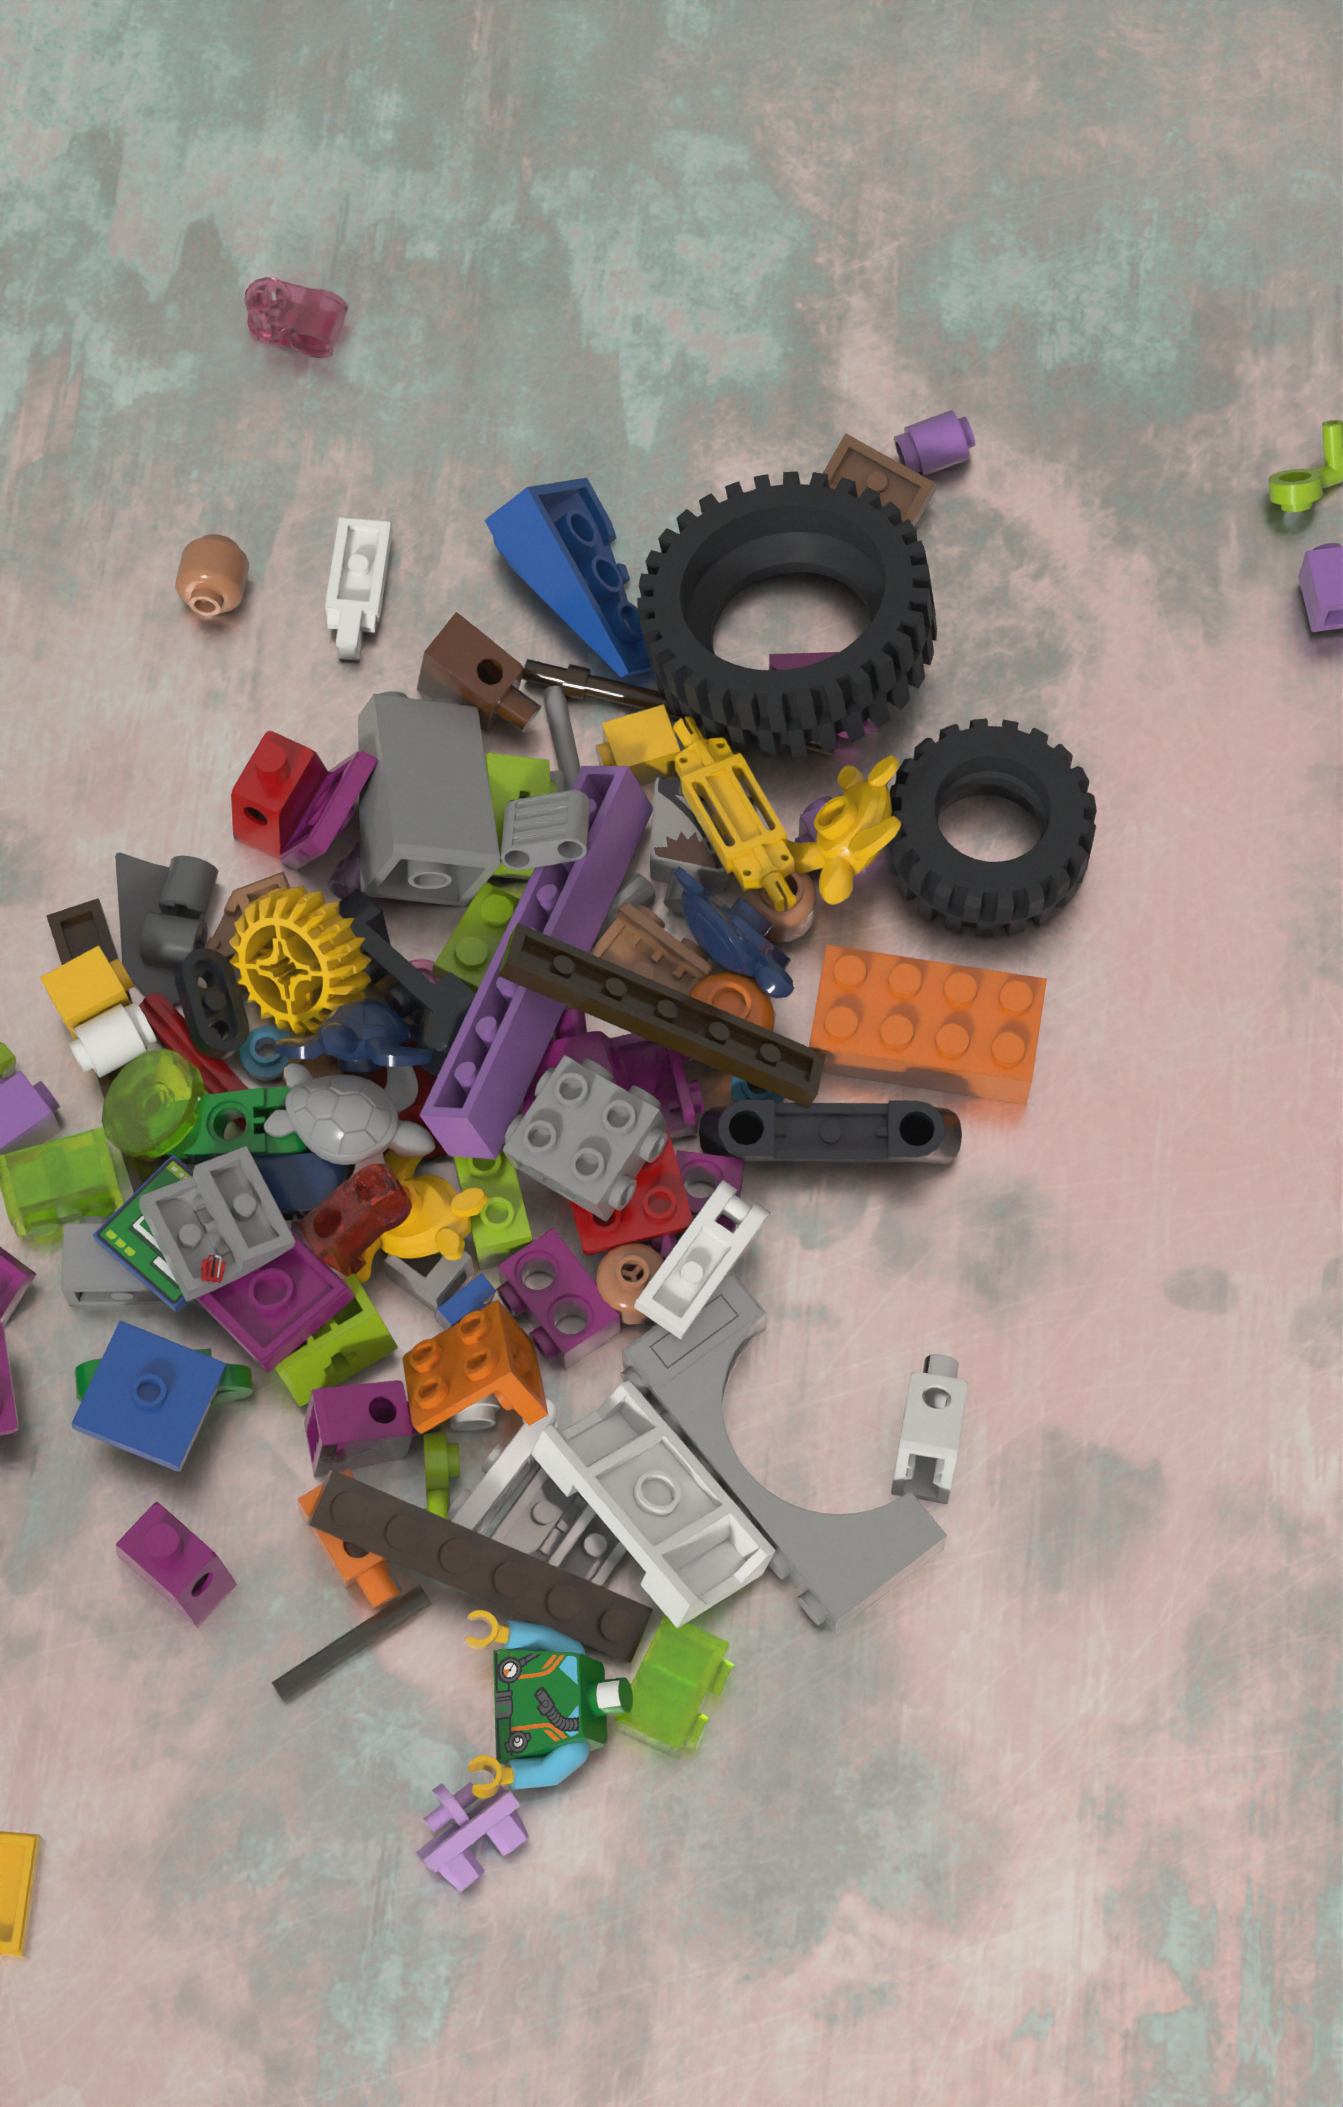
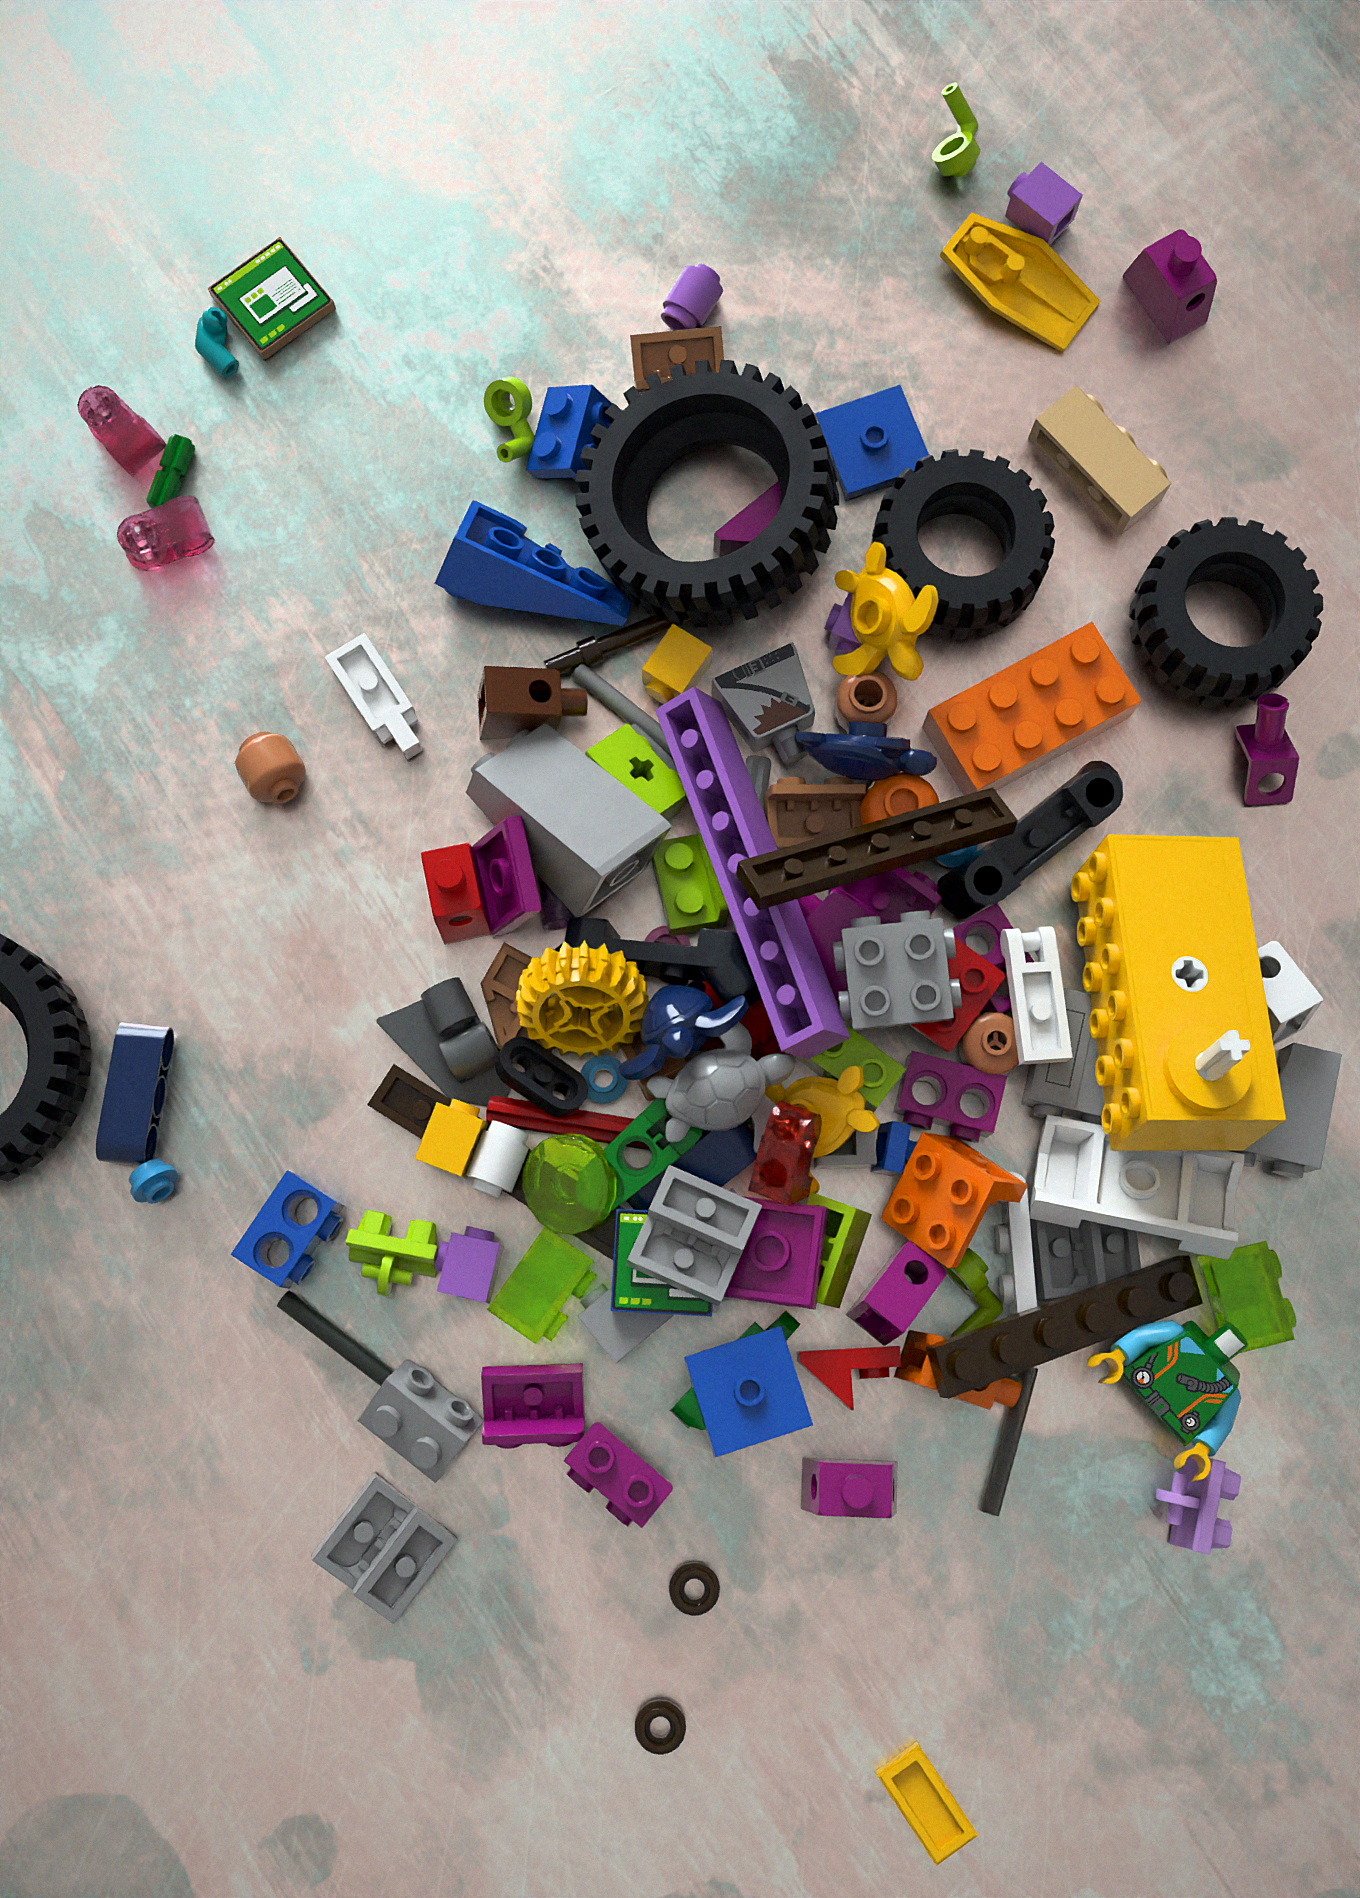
camera: 40 degrees left, 10 degrees up
(212, 1270) = (723, 1272): red piece -> none
(252, 1451) = (834, 1367): none -> red slope
(332, 201) = (122, 431): none -> clear pink piece
(355, 266) = (175, 465): none -> green piece
(477, 184) = (211, 341): none -> teal arm
(545, 830) = (680, 776): light grey piece -> none
(562, 185) = (272, 298): none -> tile
(687, 419) = (504, 413): none -> lime plate
(729, 461) = (565, 429): none -> blue bracket
(755, 854) = (775, 651): yellow piece -> none
(822, 1347) = (1176, 995): none -> yellow piece
(995, 680) = (871, 440): none -> blue plate
(1123, 1223) = (1269, 751): none -> magenta bracket
(1194, 851) = (1099, 459): none -> tan brick
(1197, 1001) = (1259, 567): none -> black tyre
(1262, 643) = (1020, 279): none -> yellow piece

